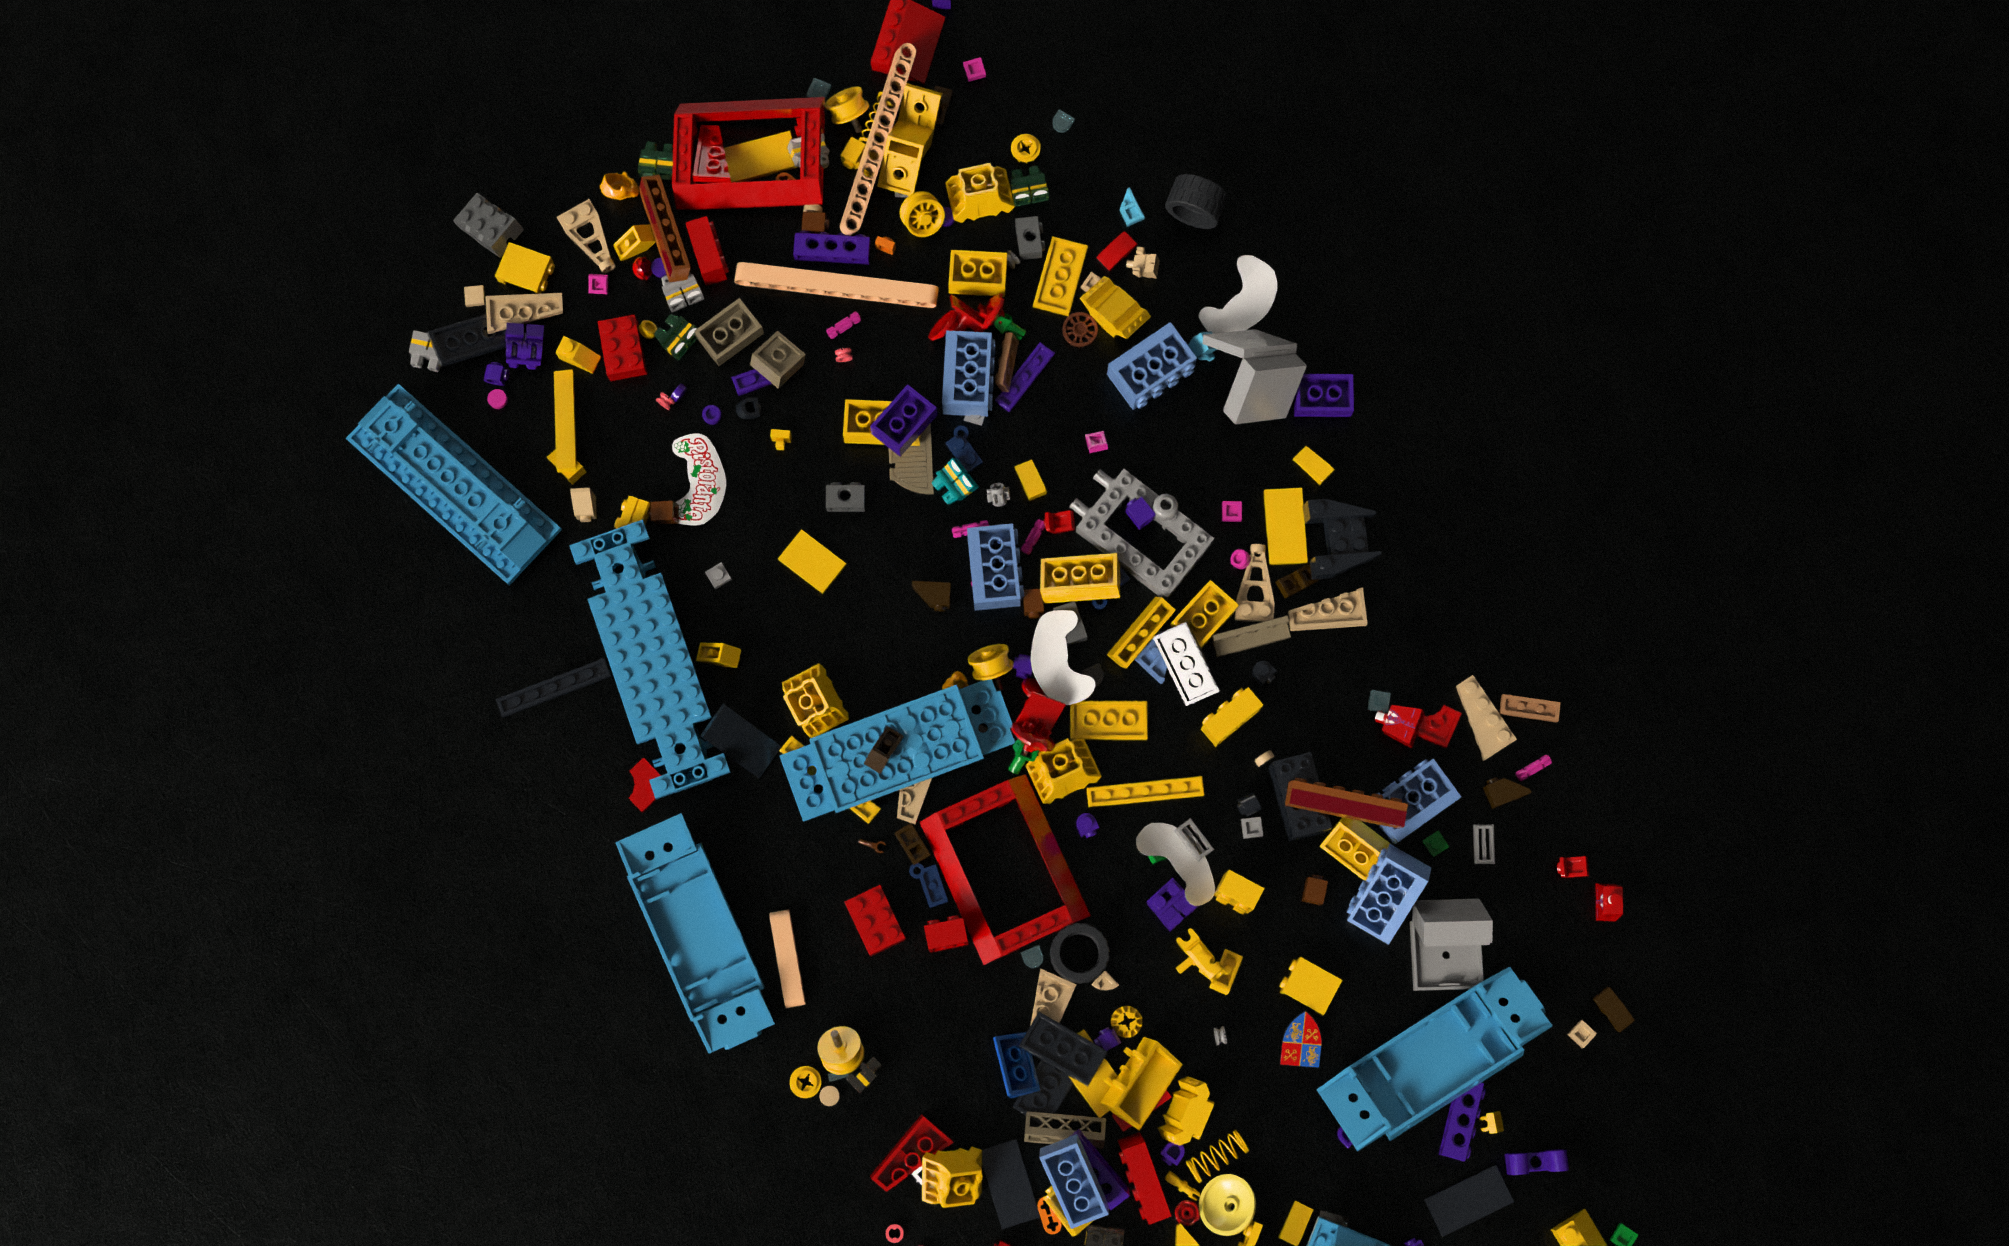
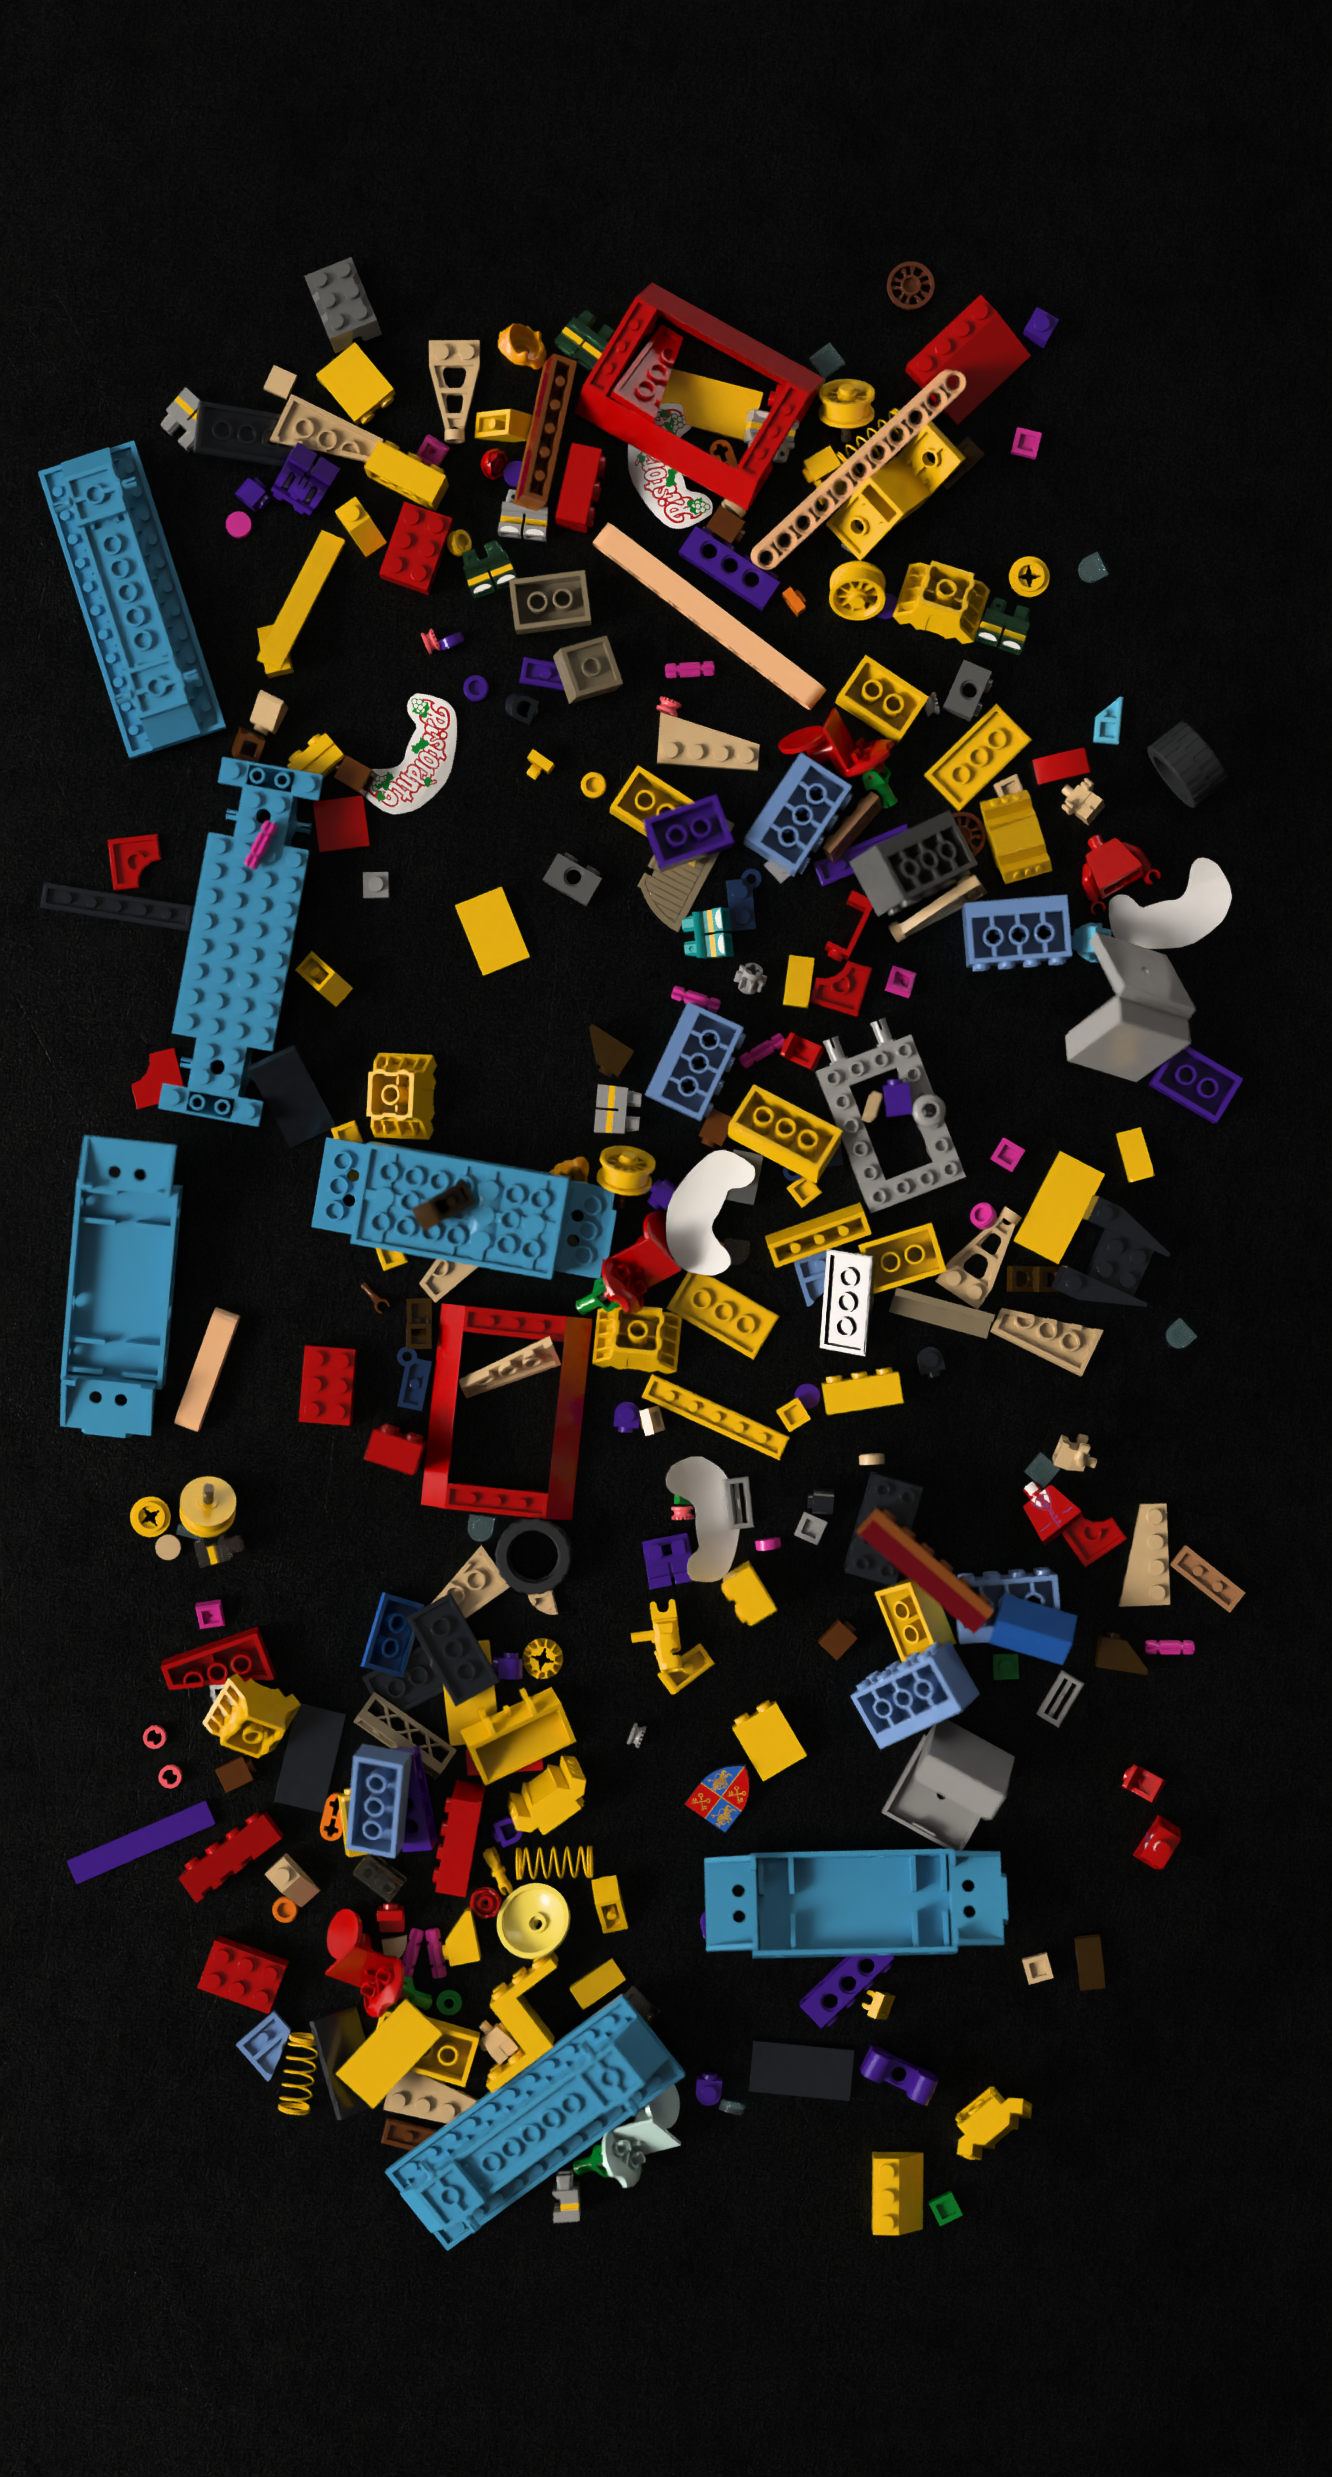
camera: 30 degrees right, 10 degrees up
(545, 651) = (130, 858): none -> red tile
(582, 531) = (248, 745): none -> reddish brown brick
(589, 304) = (407, 475): none -> yellow brick
(627, 585) = (261, 844): none -> dark pink axle
(673, 549) = (341, 824): none -> red tile
(760, 222) = (661, 485): none -> sticker
(824, 432) = (593, 785): none -> yellow tile
(844, 17) = (910, 285): none -> copper wheel
(874, 370) = (699, 746): none -> tan wing
(884, 1124) = (210, 1614): none -> dark pink tile
(958, 630) = (616, 1121): none -> light grey hips
(965, 1224) = (236, 1772): none -> reddish brown brick
(995, 832) = (514, 1367): none -> tan wing
(1042, 405) = (863, 904): none -> red panel
(1060, 359) = (914, 864): none -> dark grey brick
(1063, 469) = (844, 990): none -> red tile
(1094, 380) = (967, 891): none -> tan plate
(1104, 818) = (651, 1420): none -> tan plate
(1114, 610) = (804, 1191): none -> yellow tile
(1126, 526) = (872, 1107): none -> tan tile
(1161, 867) = (682, 1511): none -> coral bush
(1188, 293) = (1112, 868): none -> red torso
(1195, 758) = (793, 1414): none -> yellow tile
(1197, 742) = (808, 1395): none -> dark purple tile
(1230, 854) = (768, 1544): none -> dark pink tile
(1271, 1163) = (609, 1904): none -> yellow slope
(1394, 678) = (1073, 1455): none -> tan piece
(1413, 562) = (1179, 1334): none -> clear light blue tile
(1440, 803) = (1033, 1629): none -> blue slope
(1615, 1157) = (988, 2121): none -> yellow slope

